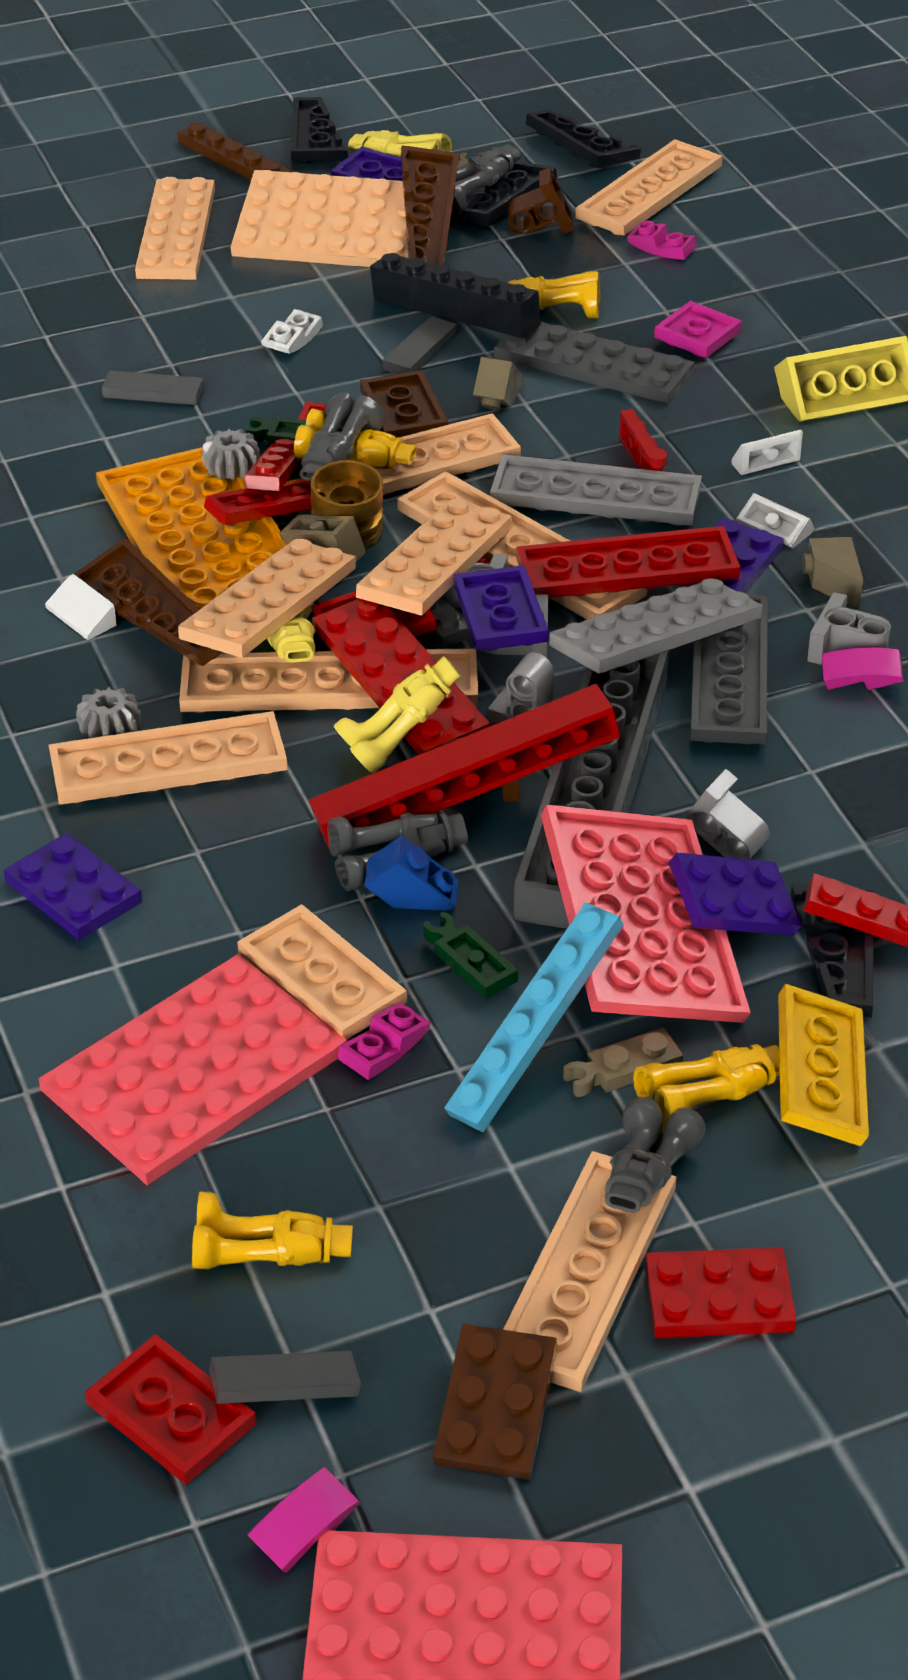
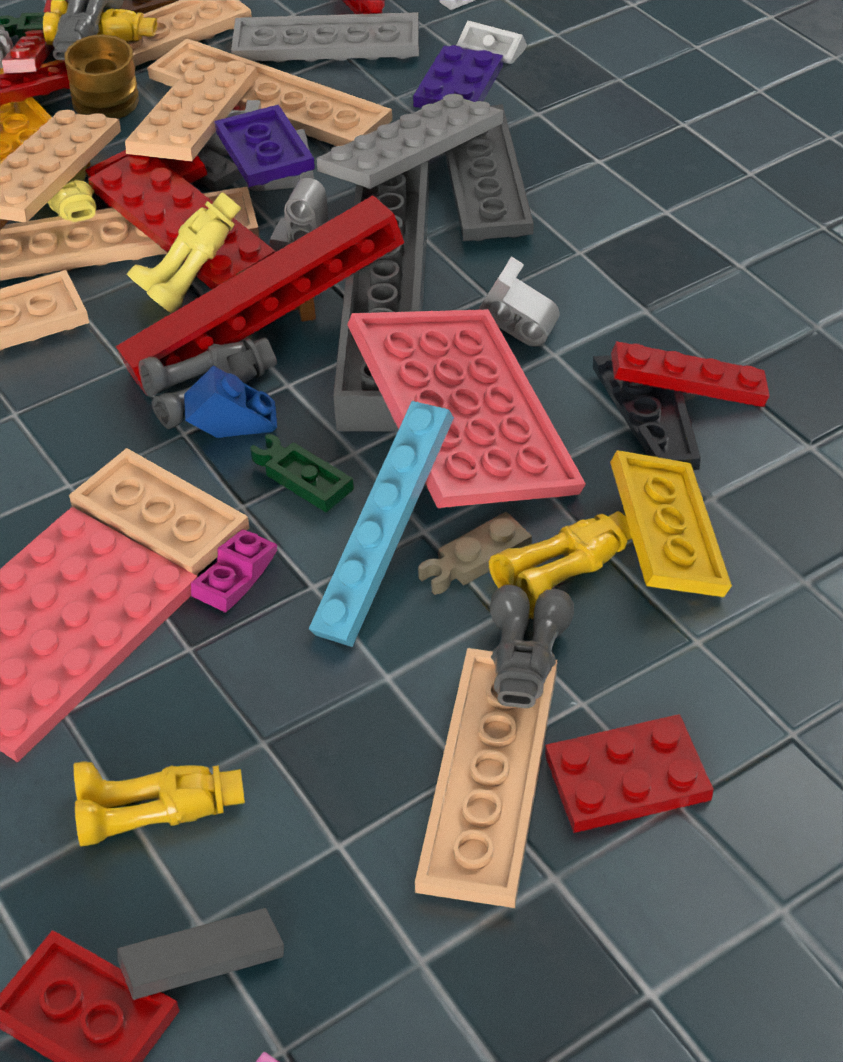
camera: 10 degrees left, 5 degrees up
(327, 532) = (87, 101): dark tan slope -> none
(495, 1401) = (430, 939): reddish brown plate -> none
(629, 562) = (372, 91): red plate -> none
(734, 894) = (544, 373): dark purple plate -> none
(834, 568) = (555, 74): dark tan slope -> none
(846, 629) = (584, 127): light grey tile -> none
(872, 665) = (611, 150): dark pink slope -> none

